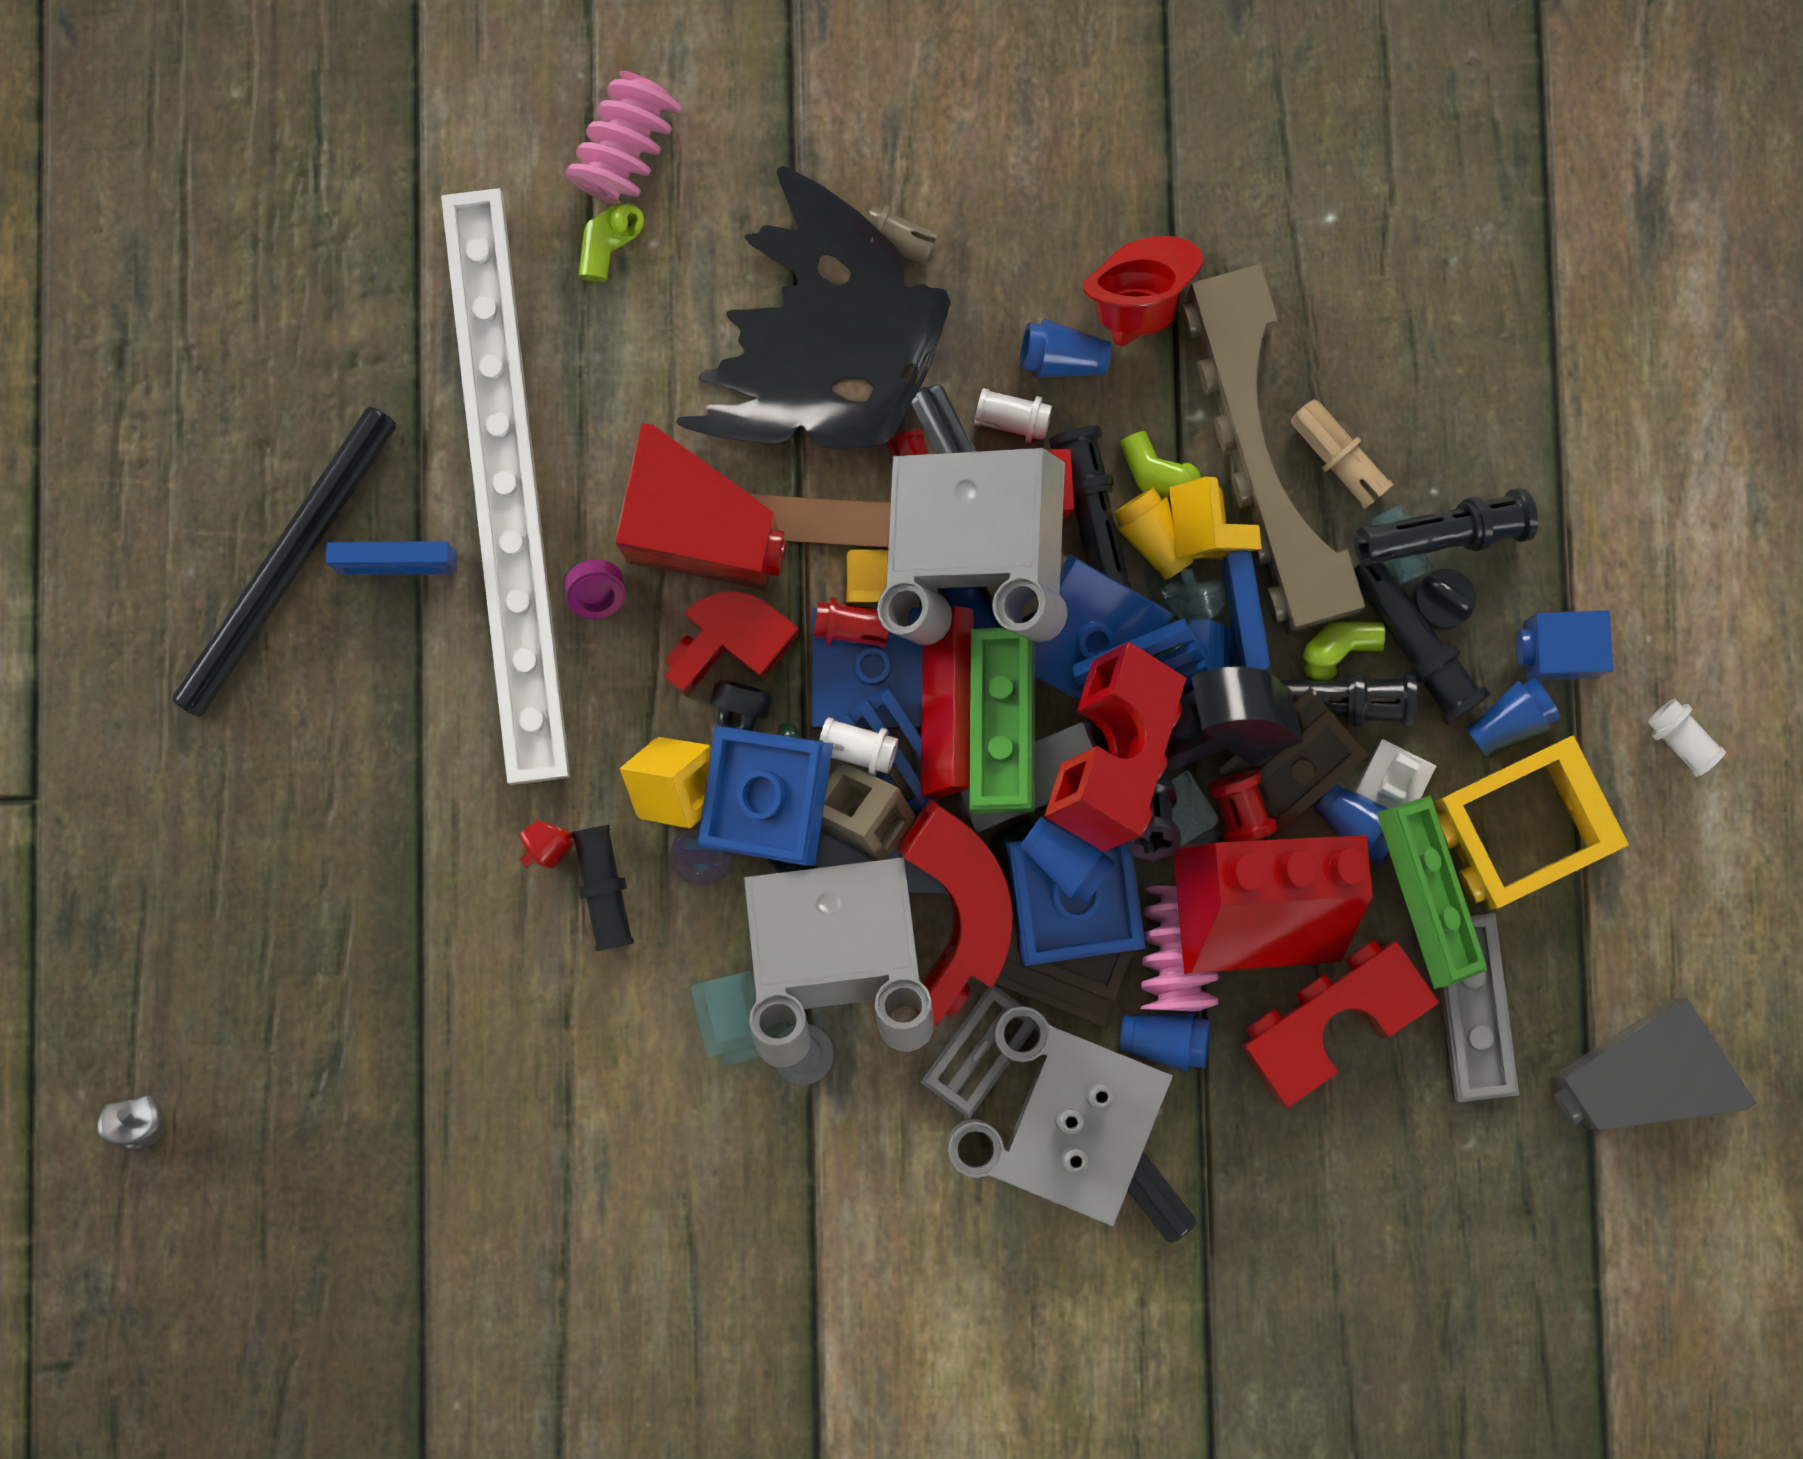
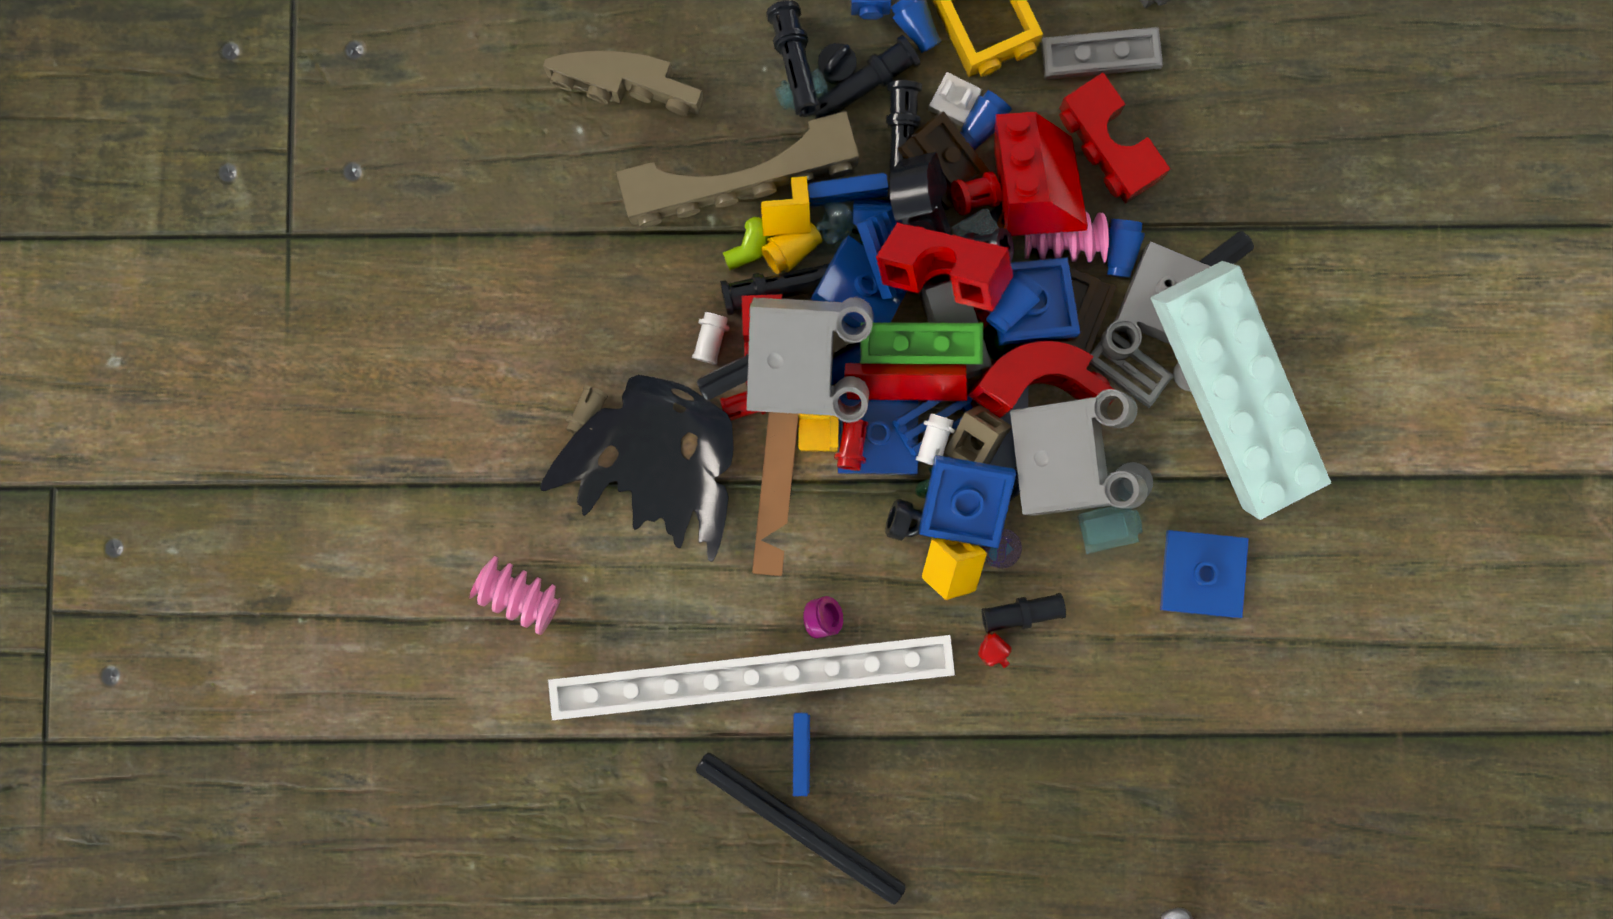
camera: 85 degrees left, 0 degrees up
(604, 235) = (580, 610): lime arm -> none
(664, 1164) = (1204, 574): none -> blue plate
(695, 519) = (780, 545): red slope -> none
(730, 624) = (850, 520): red brick -> none
(939, 1210) = (1241, 389): none -> light aqua brick
(1062, 351) = (668, 305): blue cone -> none
(1142, 285) = (625, 250): red piece -> none
(1336, 641) = (864, 133): lime arm -> none
(1340, 453) = (740, 126): tan axle -> none
(1415, 260) = (611, 73): none -> dark tan slope
(1432, 892) = (1031, 74): bright green tile -> none

